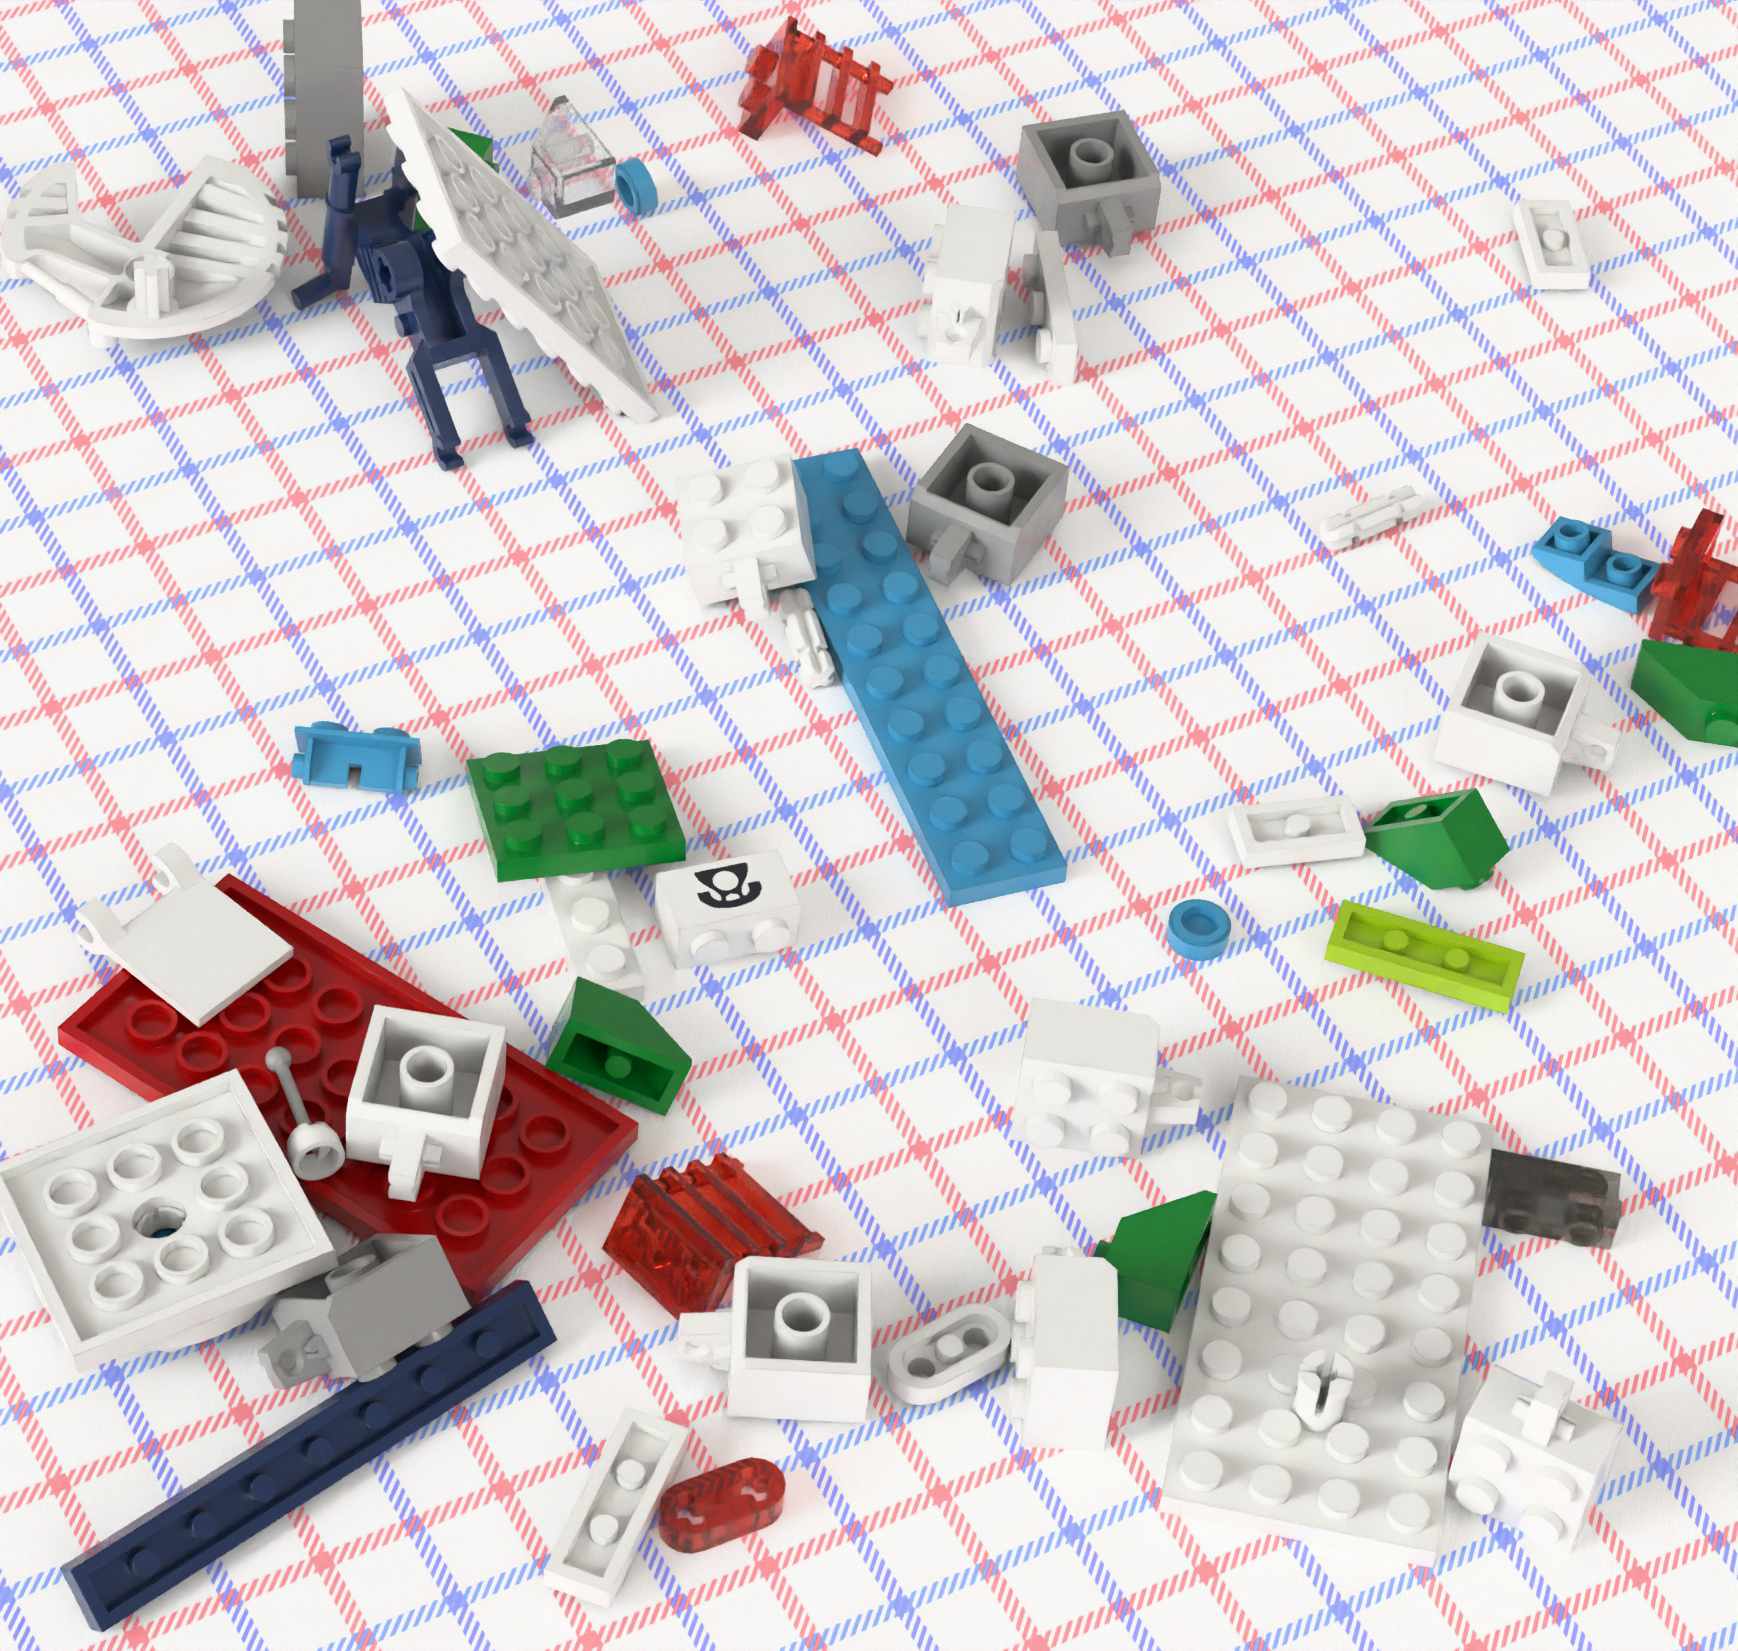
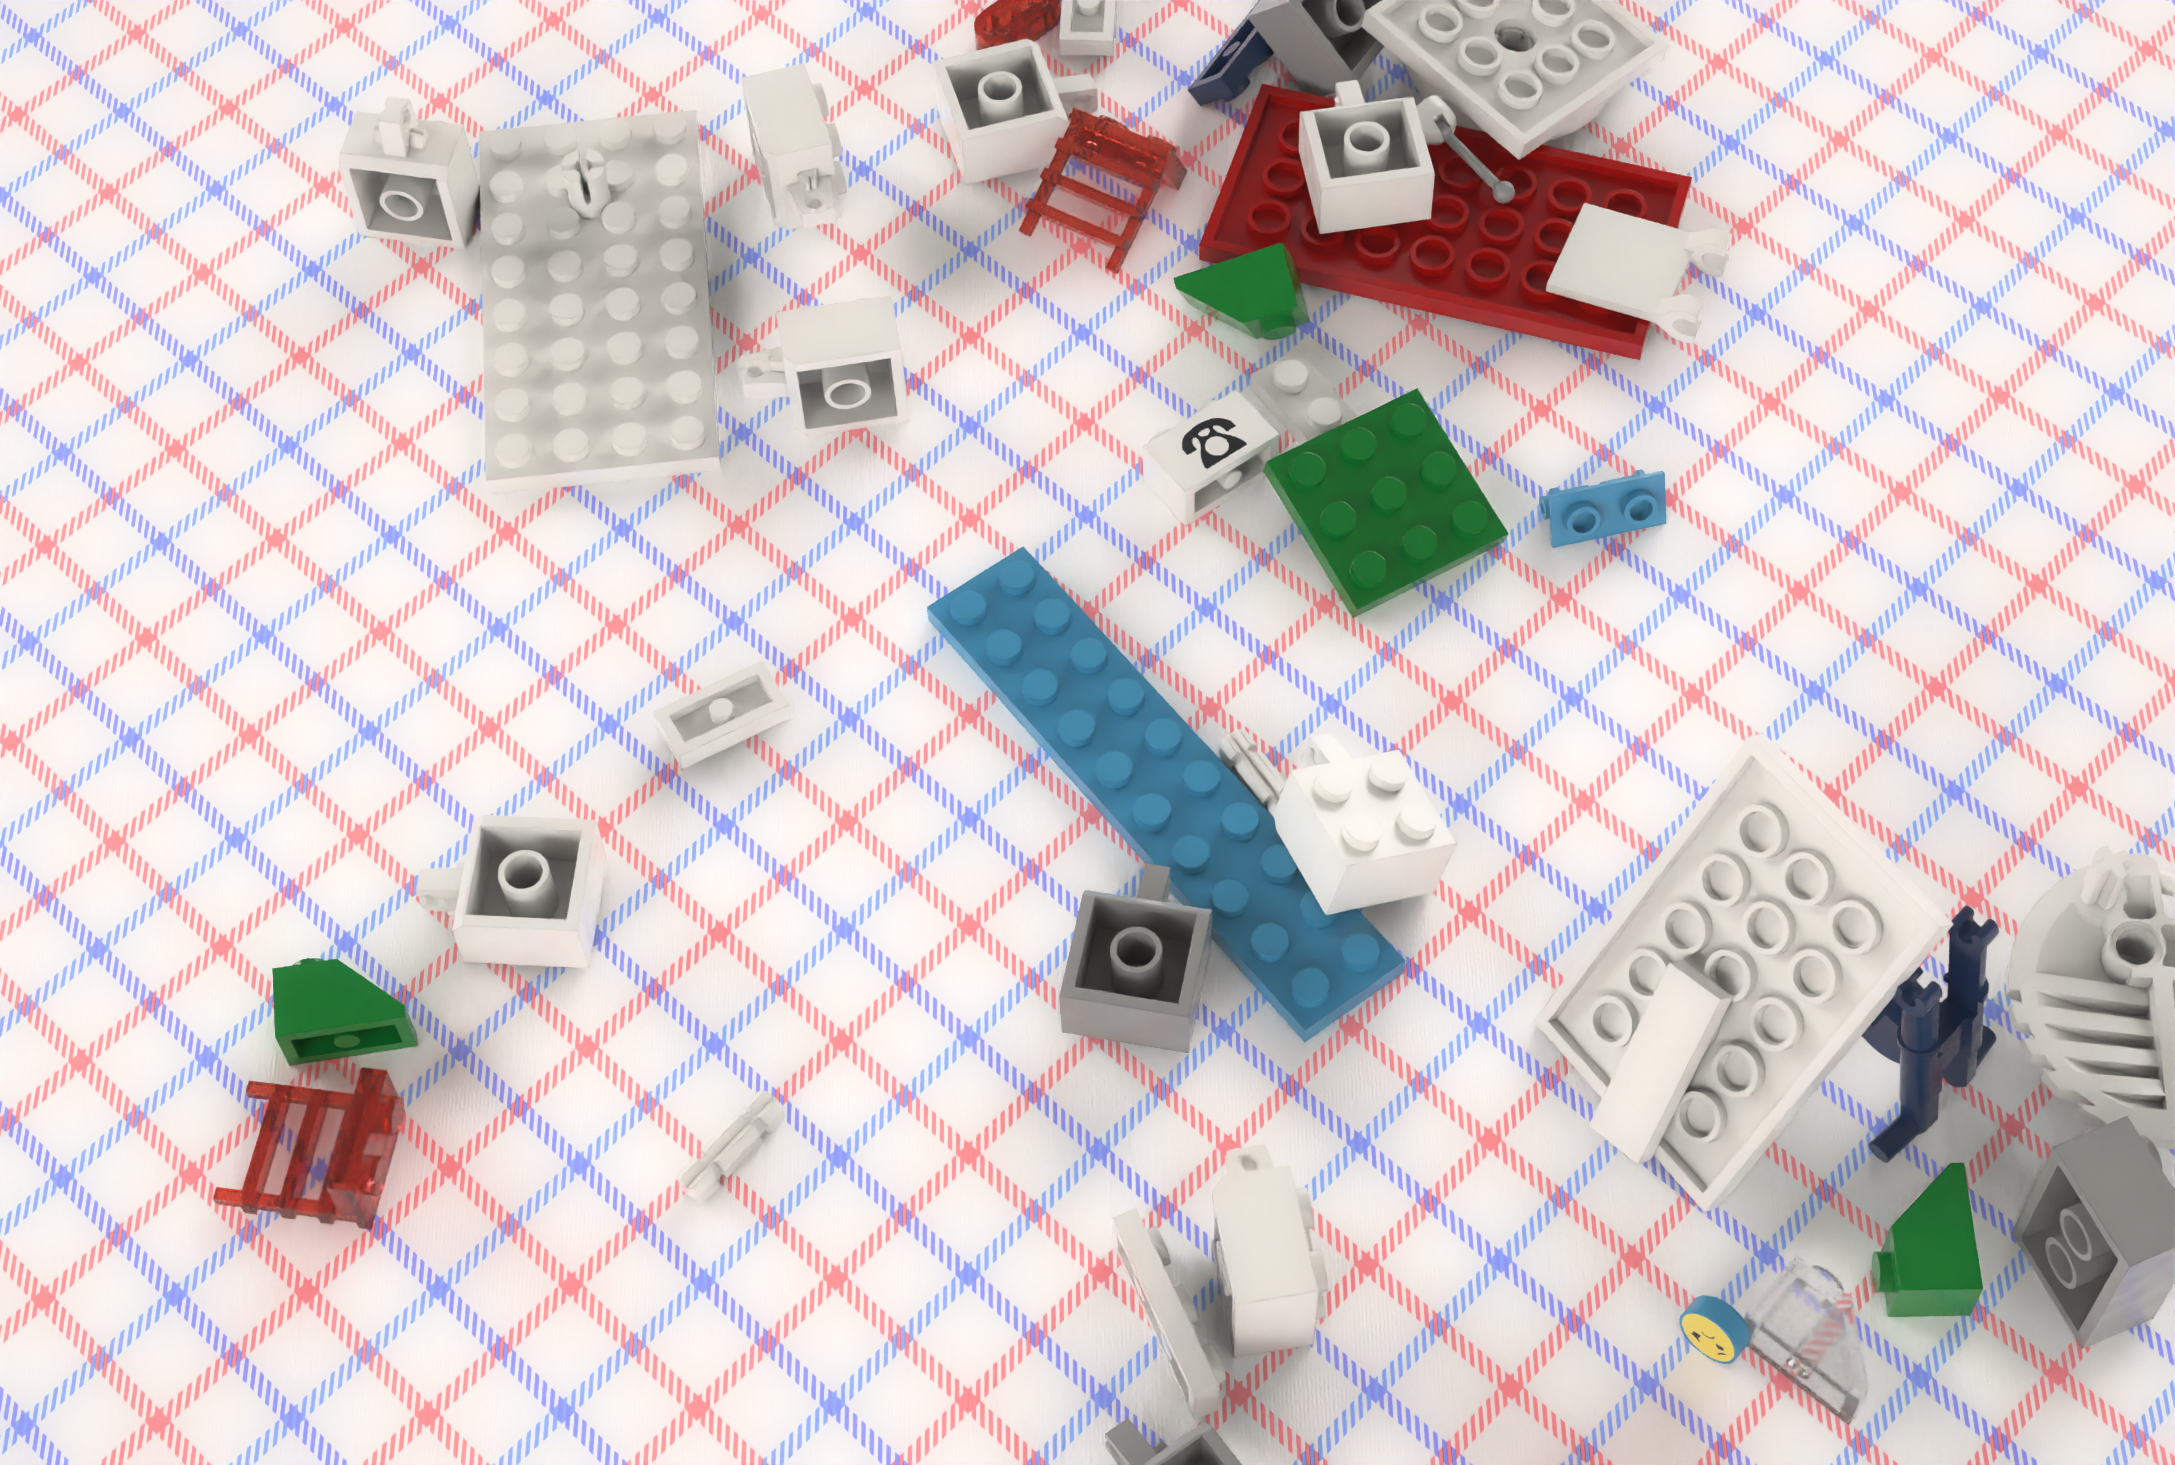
camera: 170 degrees right, 10 degrees up
(593, 289) = (1660, 1061): none -> white tile
(942, 1353) = (880, 166): white plate -> none
(1158, 1257) = (748, 271): green slope -> none
(1198, 930) = (791, 598): dark azure tile -> none
(1424, 956) = (575, 622): lime plate -> none
(1439, 839) = (588, 739): green slope -> none
(1552, 1199) = (425, 433): clear smoke bracket -> none
(1585, 560) = (467, 1172): dark azure slope -> none

